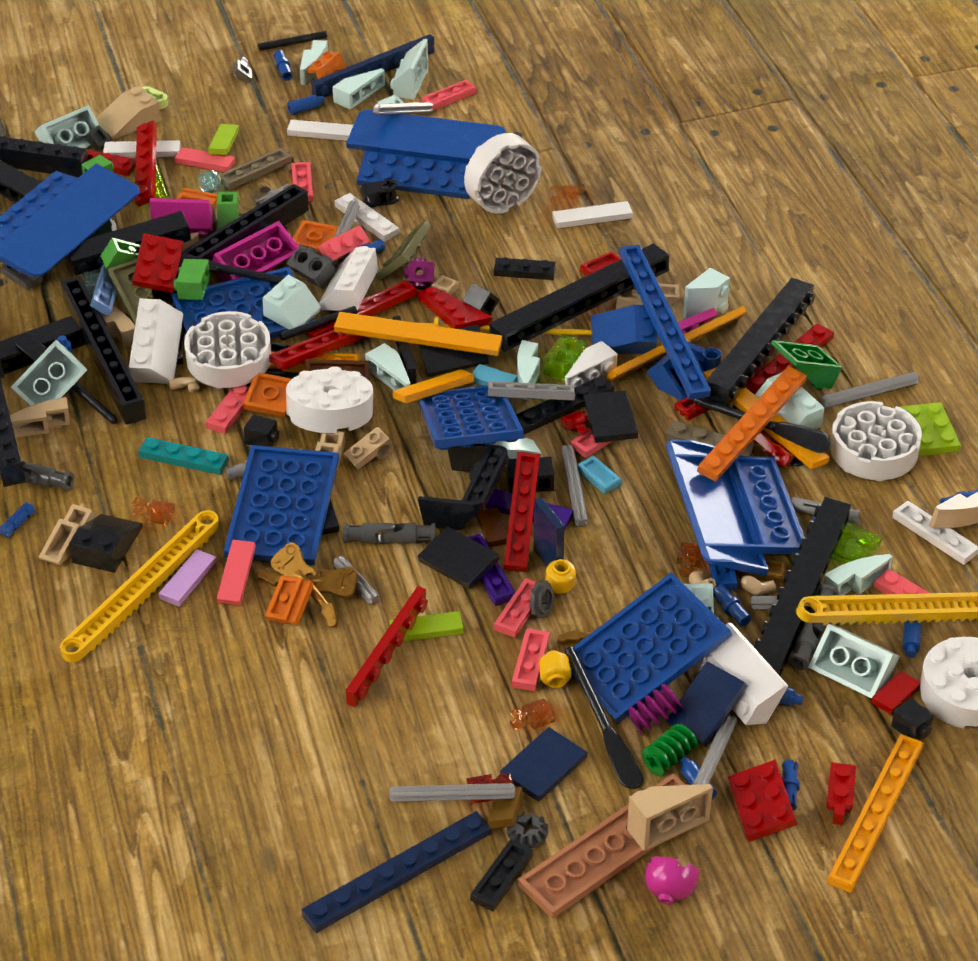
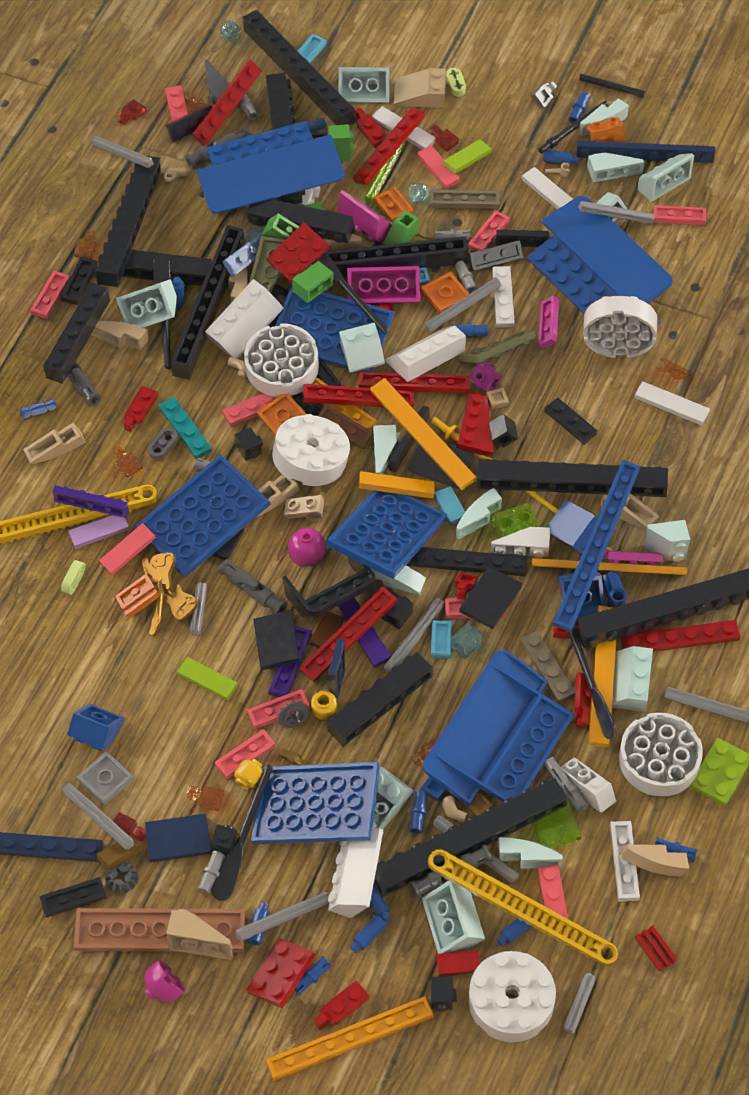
camera: 40 degrees right, 15 degrees up
(97, 137) = (379, 99): pearl dark grey tile -> none
(103, 542) = (74, 463): black slope -> none
(120, 464) = (139, 407): none -> red hinge
(162, 551) = (90, 501): none -> dark purple plate
(177, 477) = (162, 445): none -> flat silver plate
(188, 137) = (444, 139): none -> clear red plate
(206, 625) = (73, 577): none -> yellowish green beam
(290, 93) = (553, 141): none -> black bar
(311, 266) = (414, 320): dark grey brick -> none
(314, 324) = (369, 375): black bar -> none
(317, 112) = (563, 170): none -> tan hand
(320, 217) = (465, 276): none -> light grey pin
(329, 191) = (495, 255): none -> plate
(337, 169) = (527, 238): none -> black plate
(344, 243) = (456, 314): coral plate -> none
(366, 727) = (95, 726): none -> blue slope
(378, 193) = (527, 280): black piece -> none
(384, 649) = (159, 677): red plate -> none
(403, 476) = (307, 547): none -> dark pink cylinder
(419, 763) = (105, 778): none -> light grey tile
(427, 210) = (548, 322): none -> dark pink plate
(531, 390) = (454, 537): light grey tile -> none
(592, 734) = (223, 839): none -> black brick
(599, 263) = (635, 455): red tile -> none
(600, 545) = (379, 698): none -> black brick
(607, 768) = (211, 872): none -> light grey pin
(625, 460) = (467, 641): none -> clear light blue brick
(653, 709) = (276, 854): magenta piece -> none
(669, 749) = (260, 889): green piece -> none
(696, 578) = (414, 778): tan arm -> none
(707, 702) = (314, 875): dark blue tile -> none
(751, 423) = (575, 677): orange plate -> none
(798, 721) = (368, 934): none -> blue cylinder
(812, 361) = (676, 652): green slope -> none
(857, 492) = (591, 786): none -> white slope

